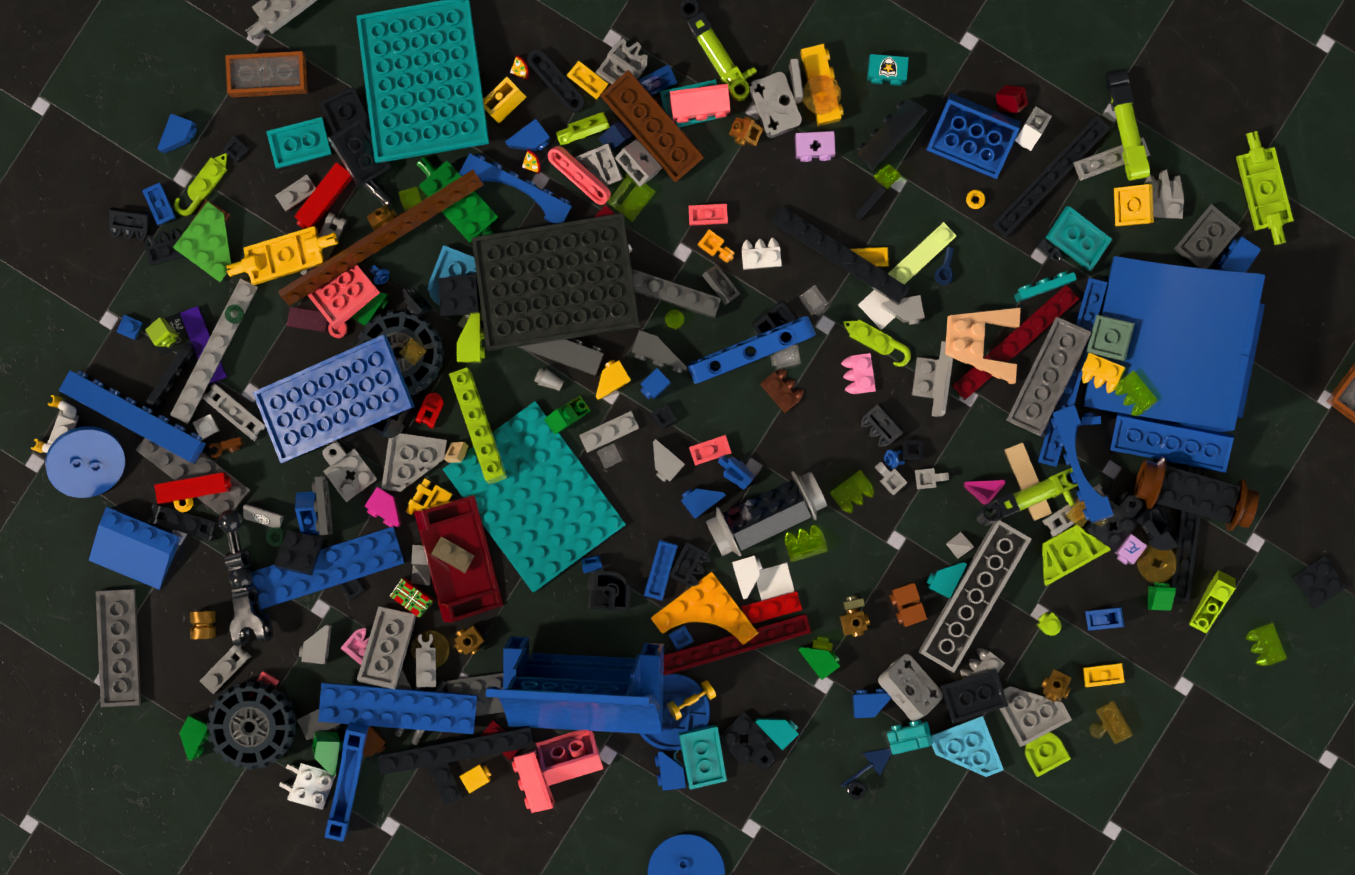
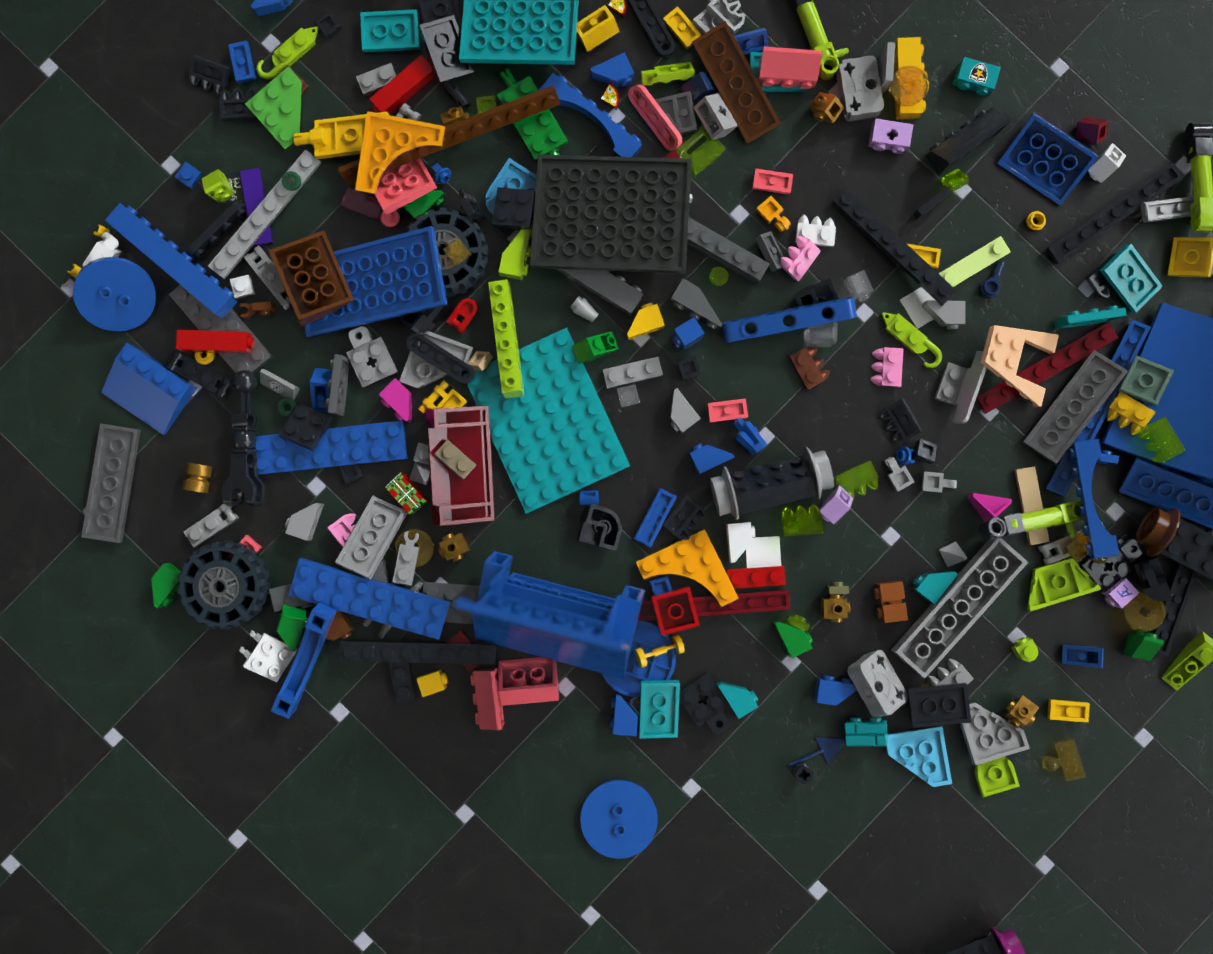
camera: 15 degrees right, 0 degrees up
(274, 405) = (311, 277): none -> reddish brown slope
(321, 255) = (387, 139): none -> light orange plate
(417, 458) = (440, 358): none -> black plate
(697, 657) = (675, 610): none -> red brick
(751, 285) = (800, 257): none -> bright pink plate
(834, 521) = (836, 505): none -> lavender brick

